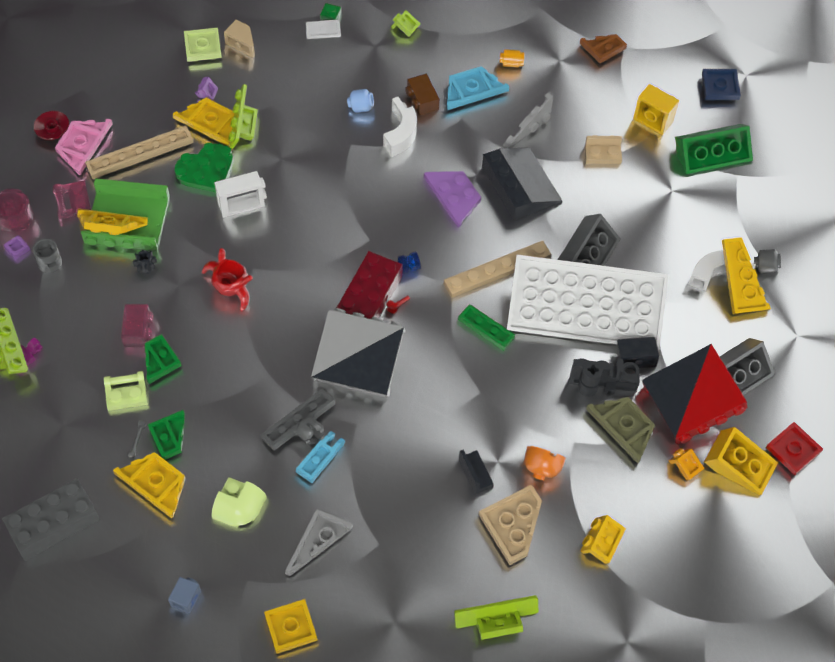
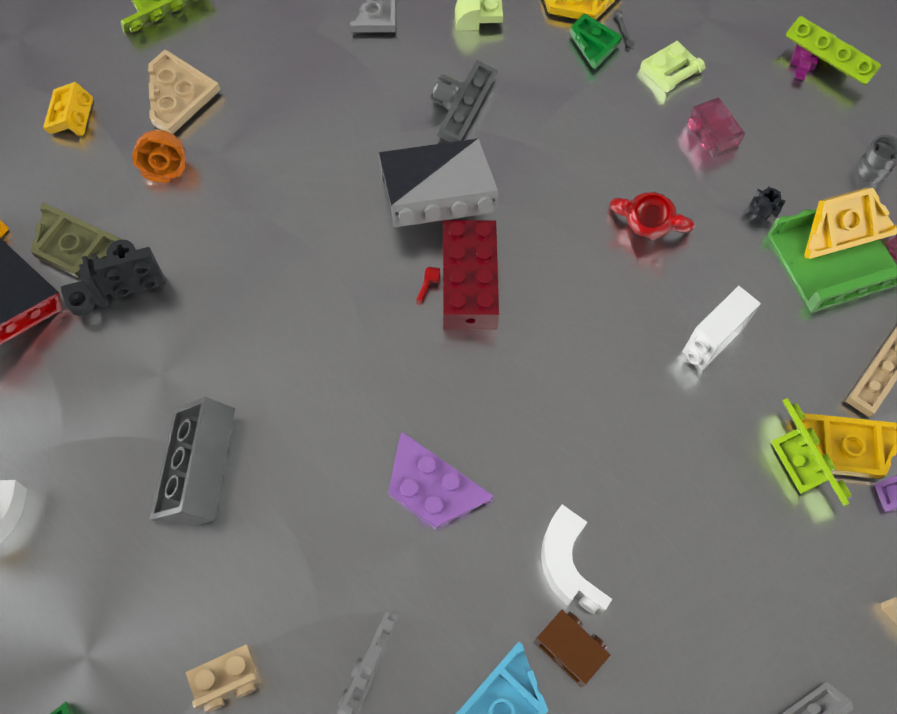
camera: 155 degrees right, 5 degrees up
(159, 358) = (662, 107): green wing -> none
(205, 168) = (797, 367): green plate -> none
(319, 457) = (421, 76): medium azure hinge -> none
(360, 100) = (661, 584): light blue head -> none
(409, 262) = (439, 340): clear blue wheel -> none
(475, 471) = (241, 124): black panel -> none
(486, 327) = (298, 301): green tile -> none
(492, 270) = (314, 391): tan plate -> none
(519, 181) = (338, 550): black slope -> none
(586, 301) = (159, 369): white plate -> none
(639, 351) = (75, 335): black panel -> none

